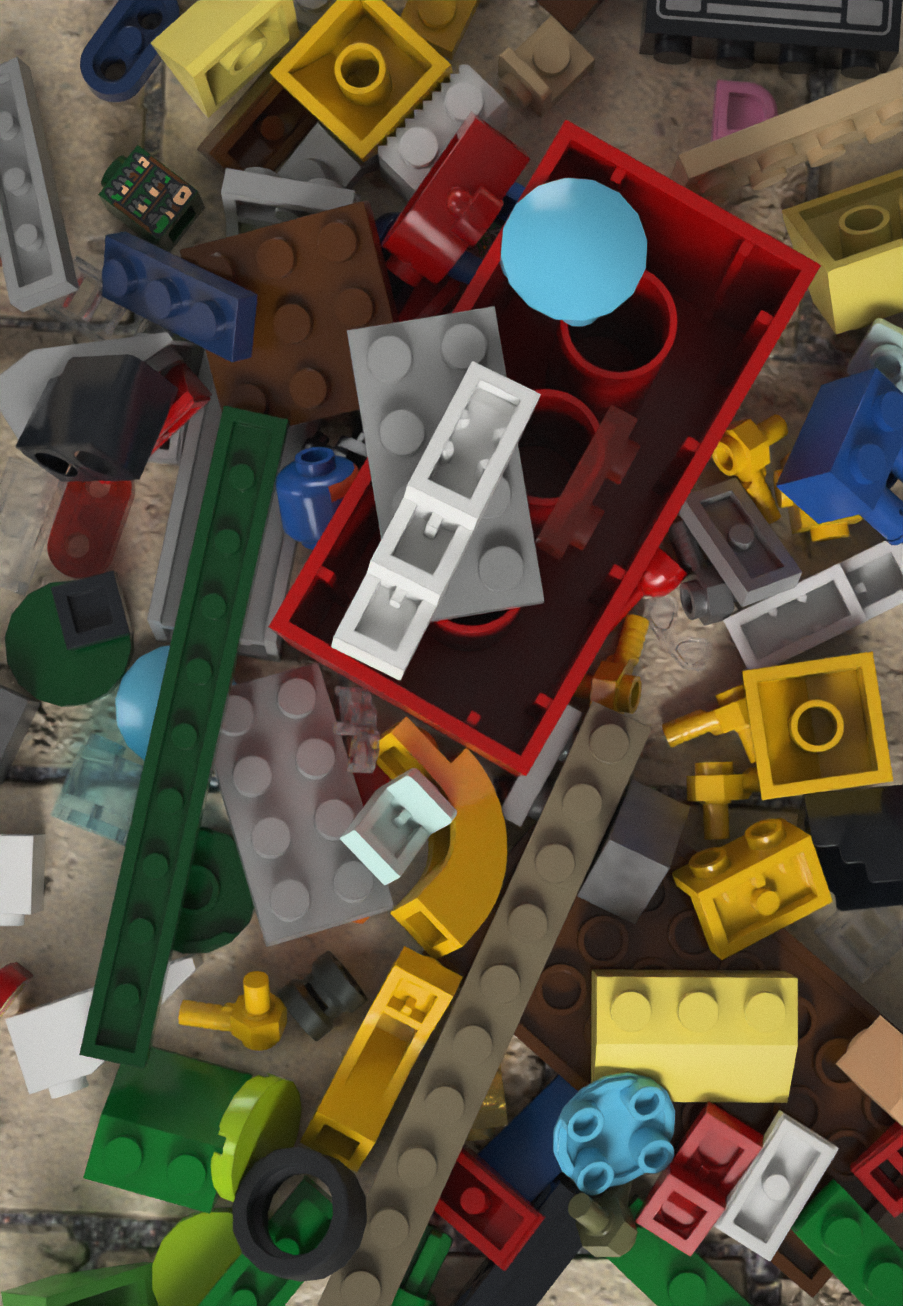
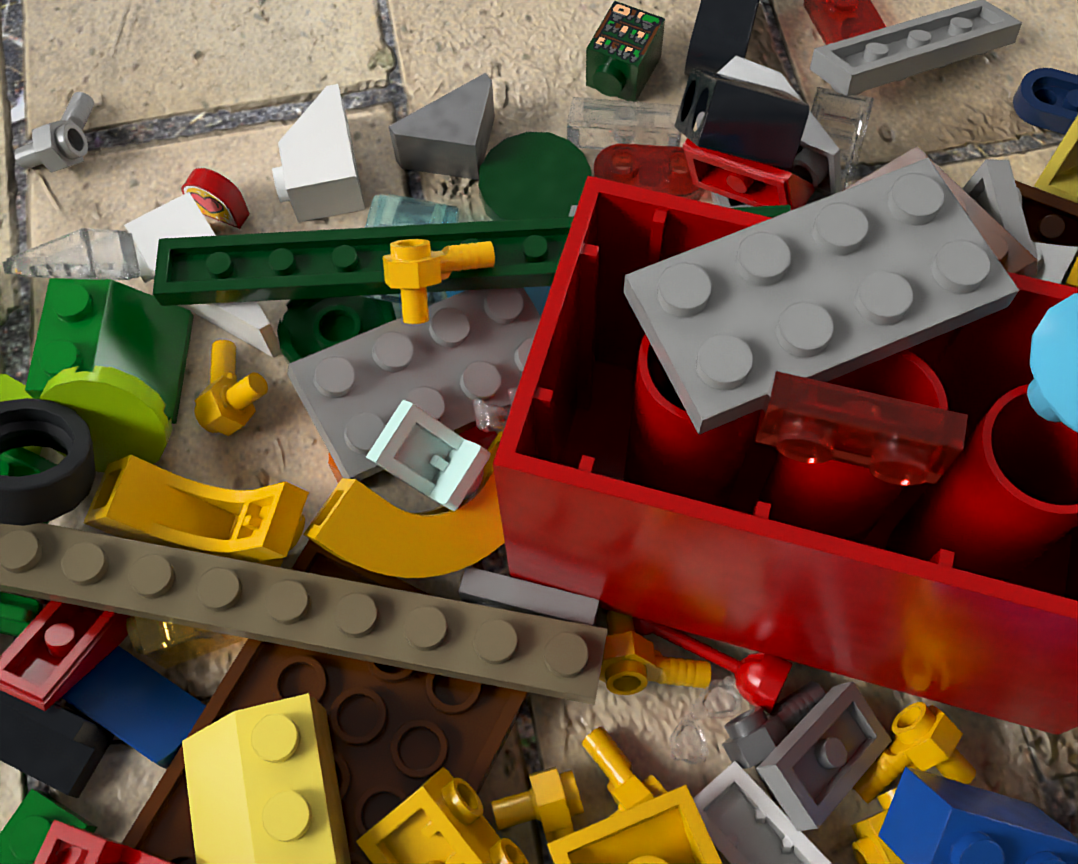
camera: 80 degrees right, 20 degrees down
(62, 1145) = (79, 255): none -> clear slope
(92, 610) = (562, 176): black plate -> none
(150, 198) = (952, 136): brick -> none
(179, 296) = (875, 143): dark blue plate -> none
(205, 795) = (416, 267): none -> yellow piece
(333, 986) = (254, 454): pearl dark grey wheel -> none
(435, 520) = (778, 269): white slope -> none
(605, 1222) = (52, 788): olive piece -> none
(614, 1132) = (147, 769): medium azure dish -> none
(634, 852) = (460, 718): flat silver slope -> none

